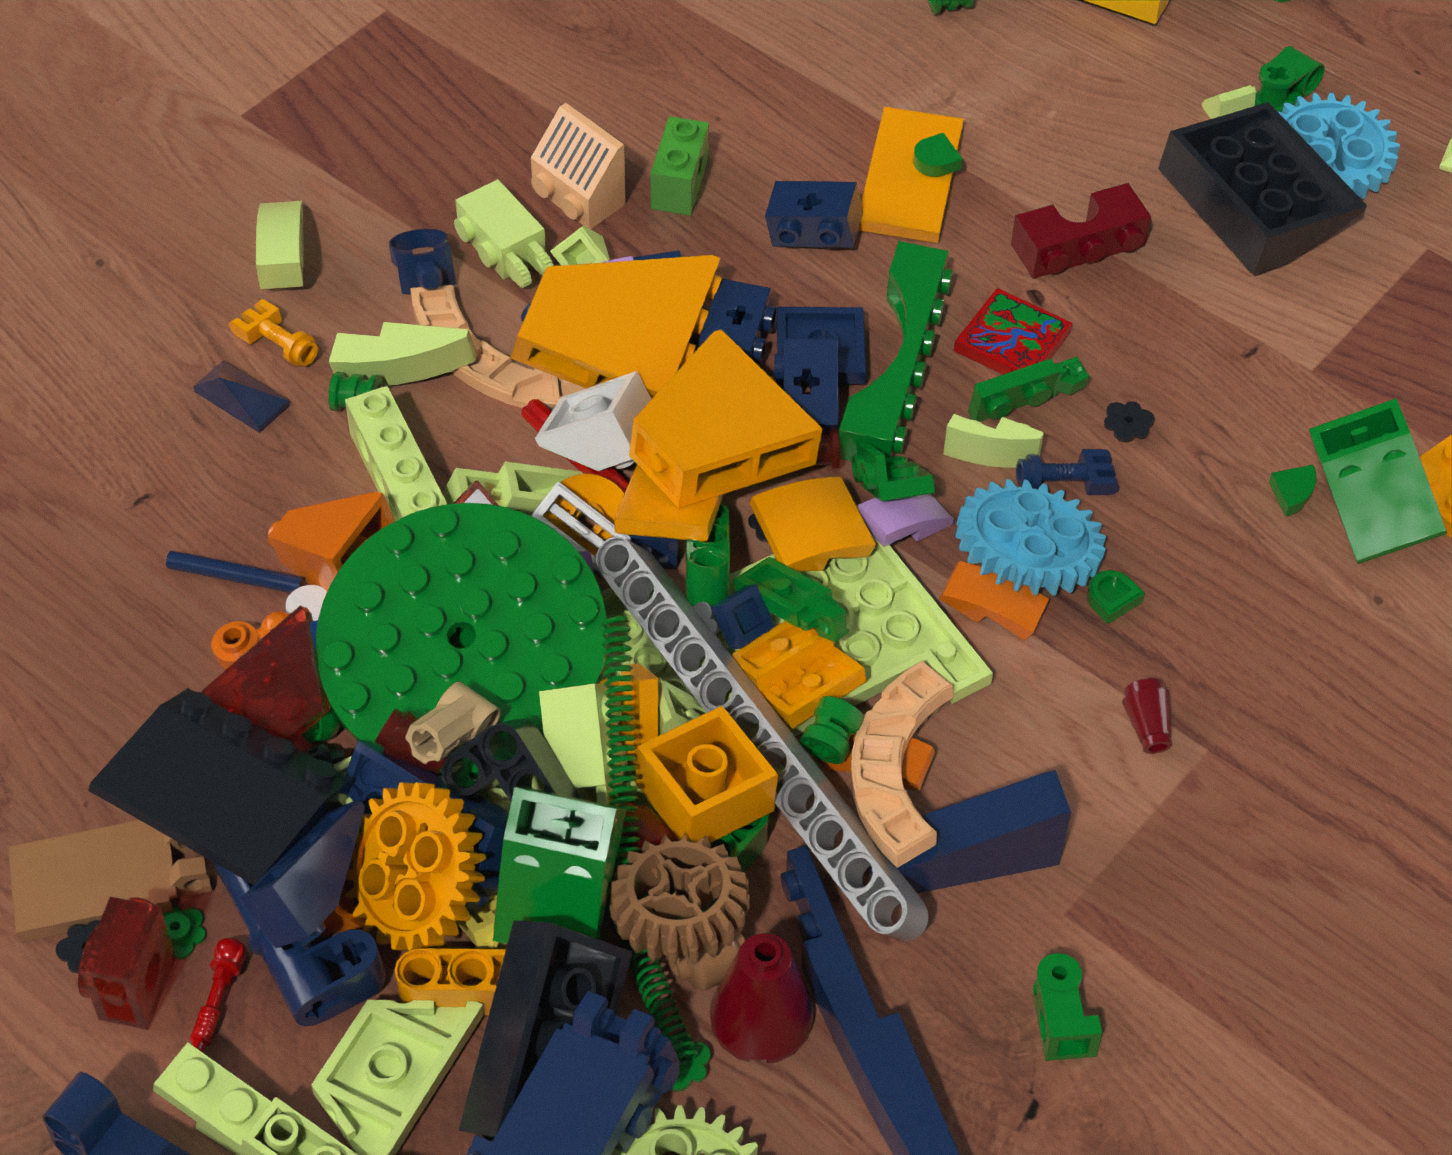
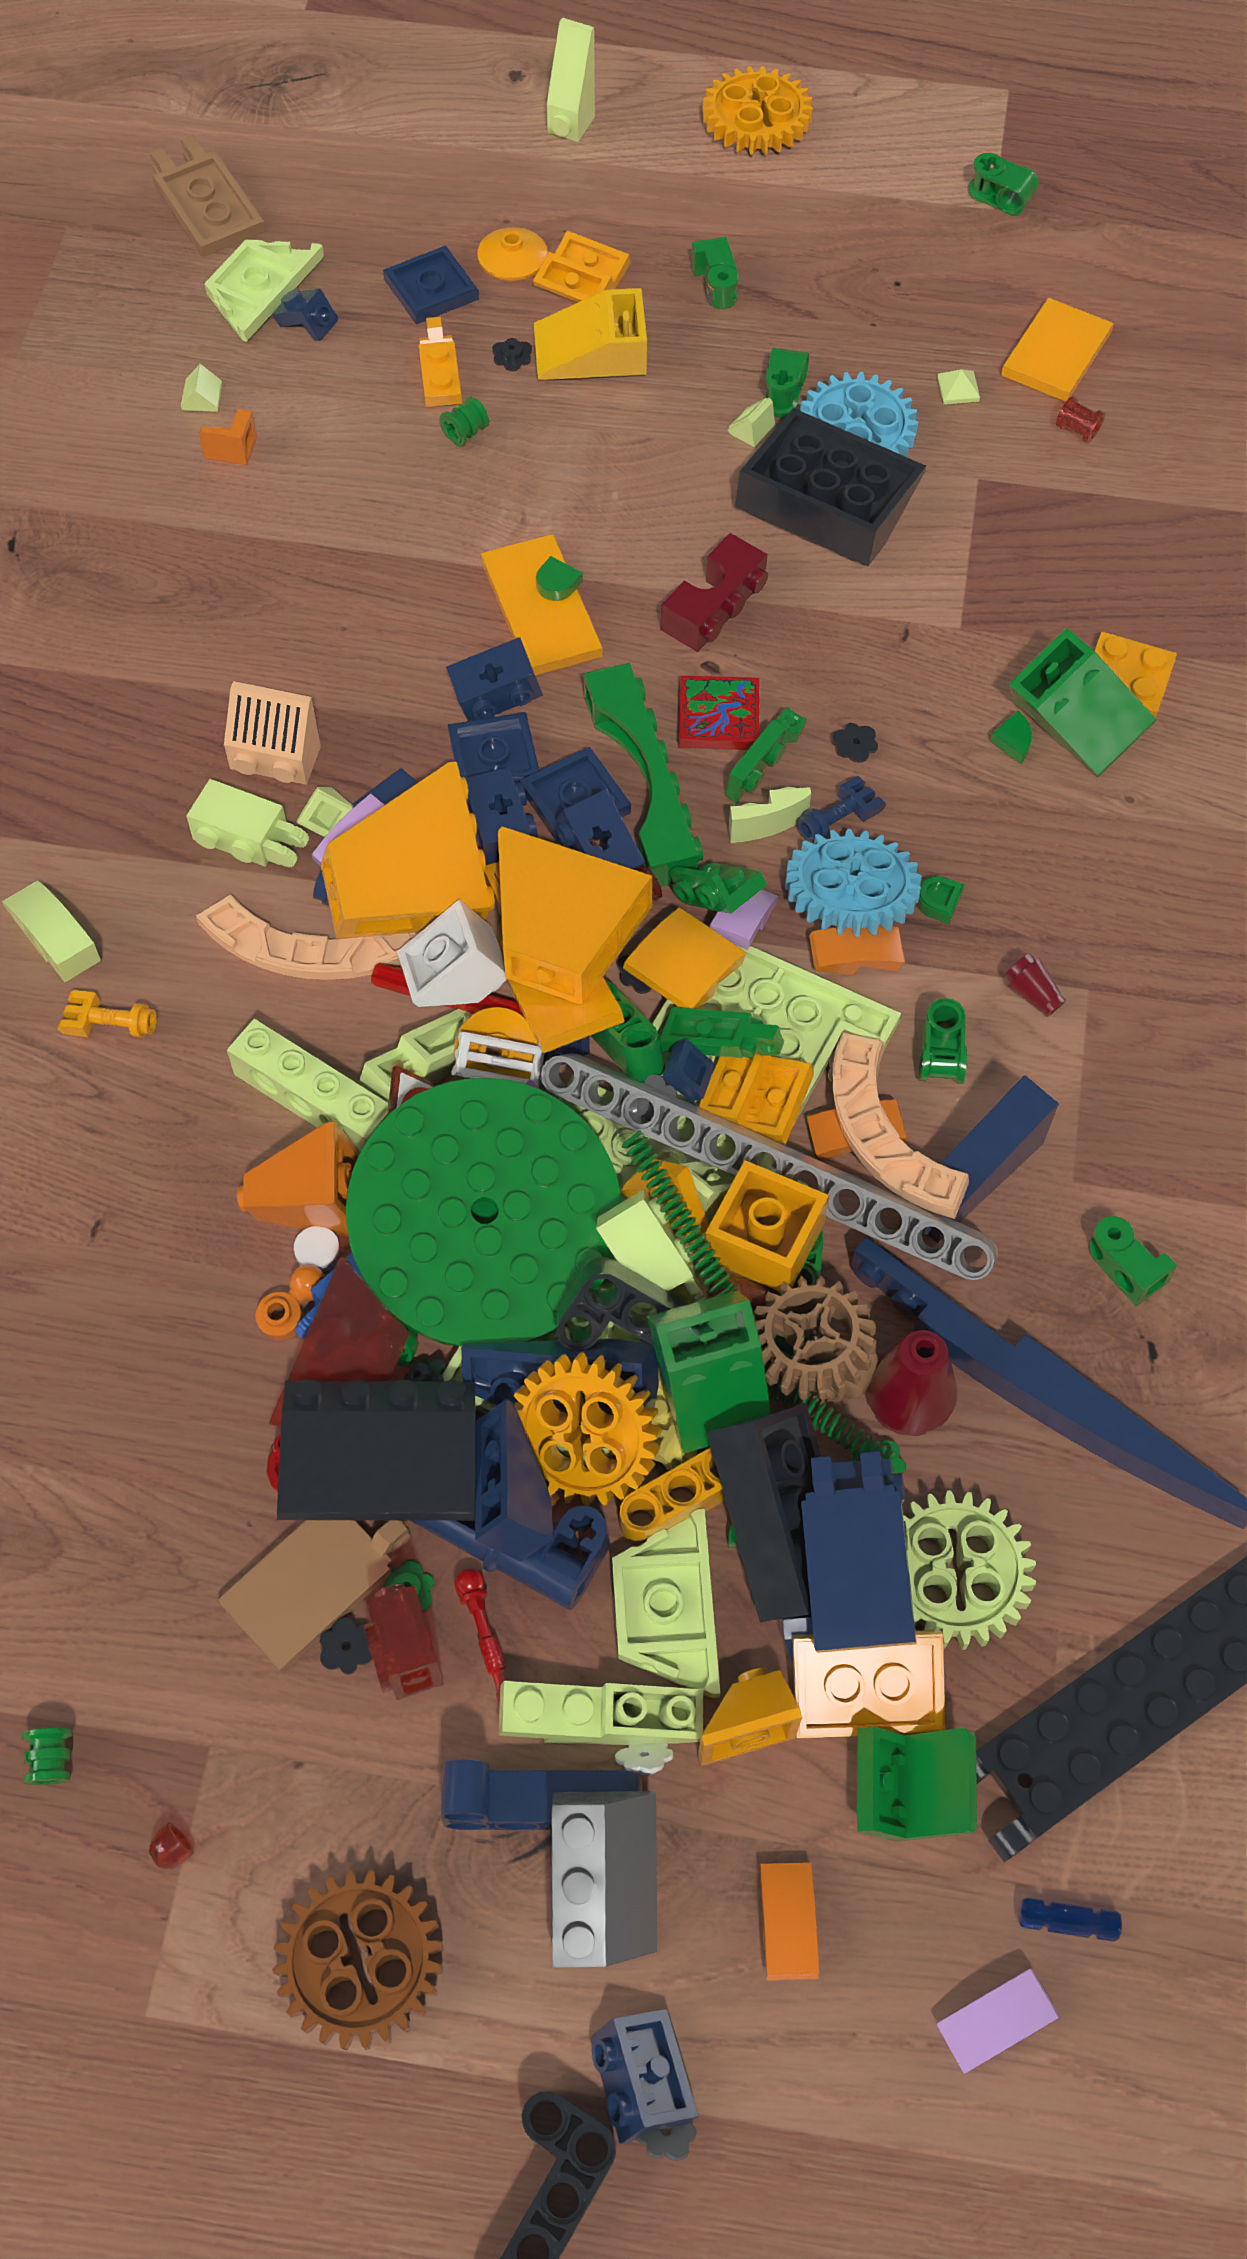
camera: 30 degrees left, 10 degrees up
(233, 572) = (228, 1251): dark blue bar -> none
(241, 396) = (115, 1089): dark blue slope -> none
(347, 387) = (217, 1036): green bush -> none
(393, 740) = (509, 1324): clear red cone -> none
(403, 352) = (236, 983): yellowish green slope -> none
(423, 269) = (201, 893): dark blue piece -> none
(454, 721) = (540, 1290): tan piece -> none
(679, 165) = (351, 689): bright green brick -> none
(784, 268) = (494, 745): none -> dark blue tile
(831, 730) = (820, 1129): green wheel -> none
(1012, 726) = (944, 1049): none -> green piece

